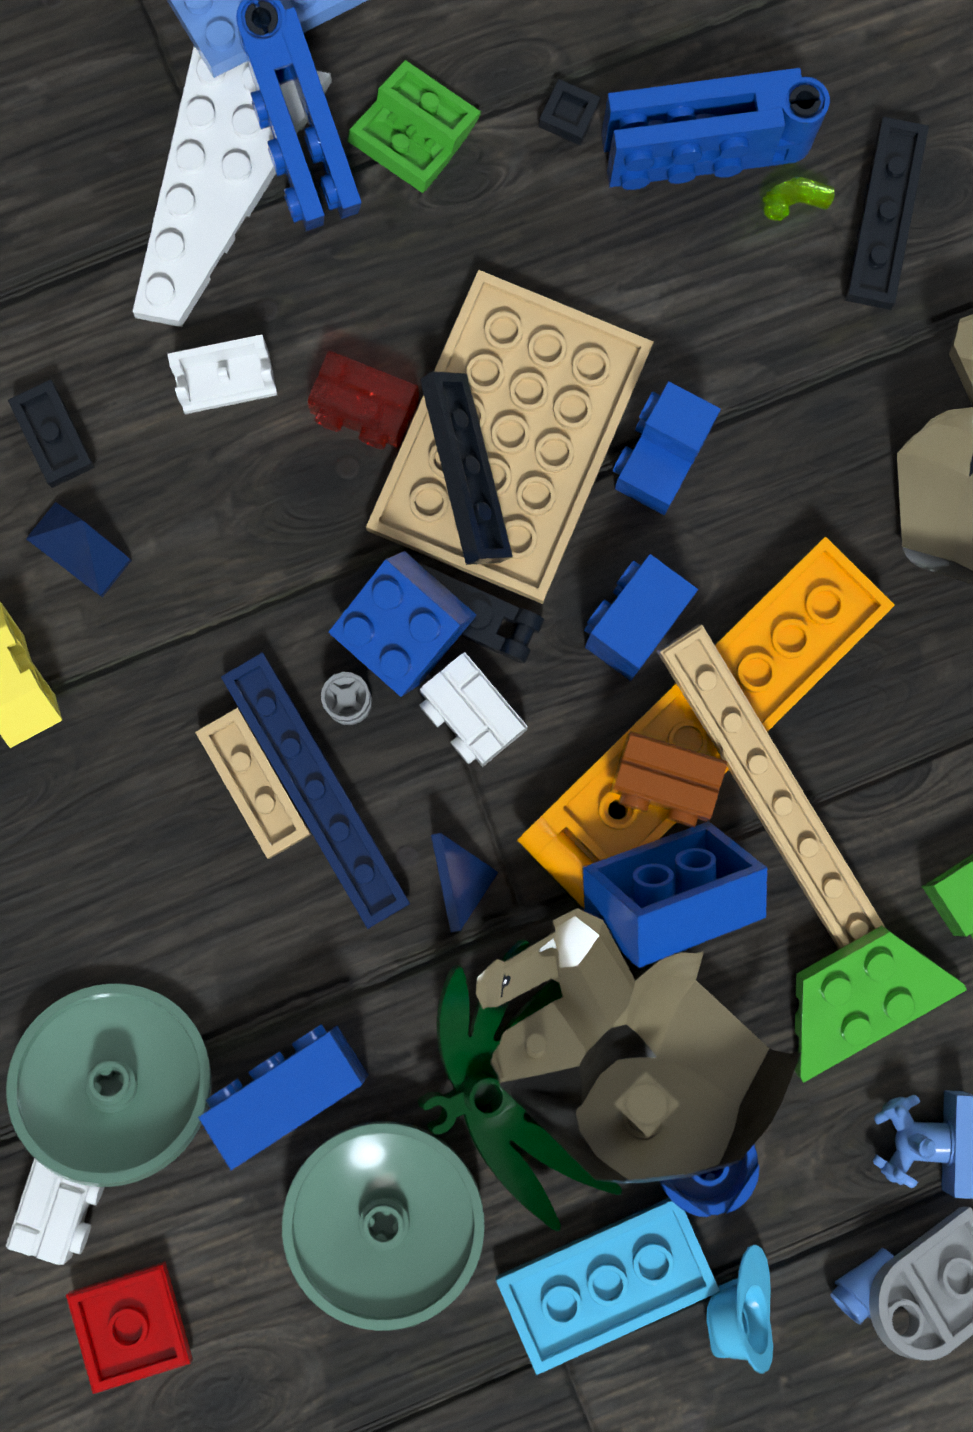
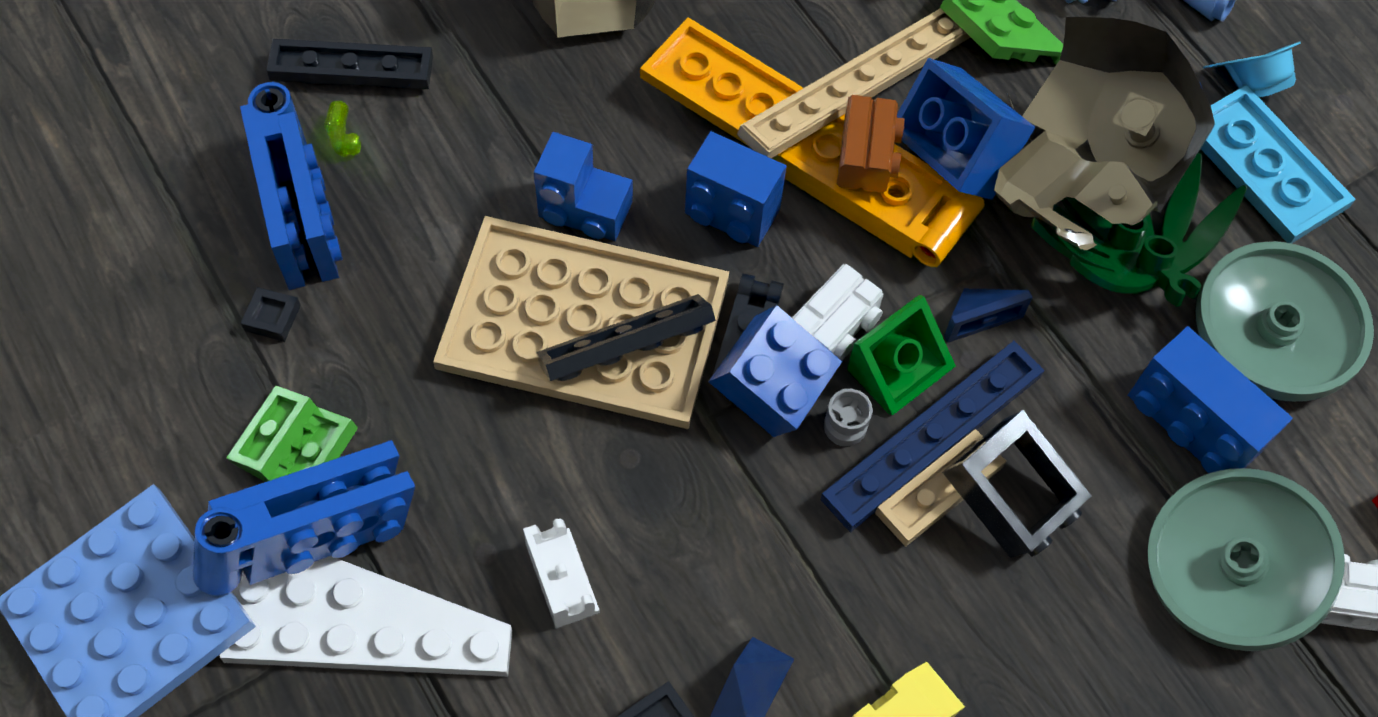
camera: 100 degrees left, 20 degrees down
(269, 833) = (990, 507): none -> black window
(362, 401) = (569, 443): clear red brick -> none
(407, 774) = (901, 356): none -> green slope

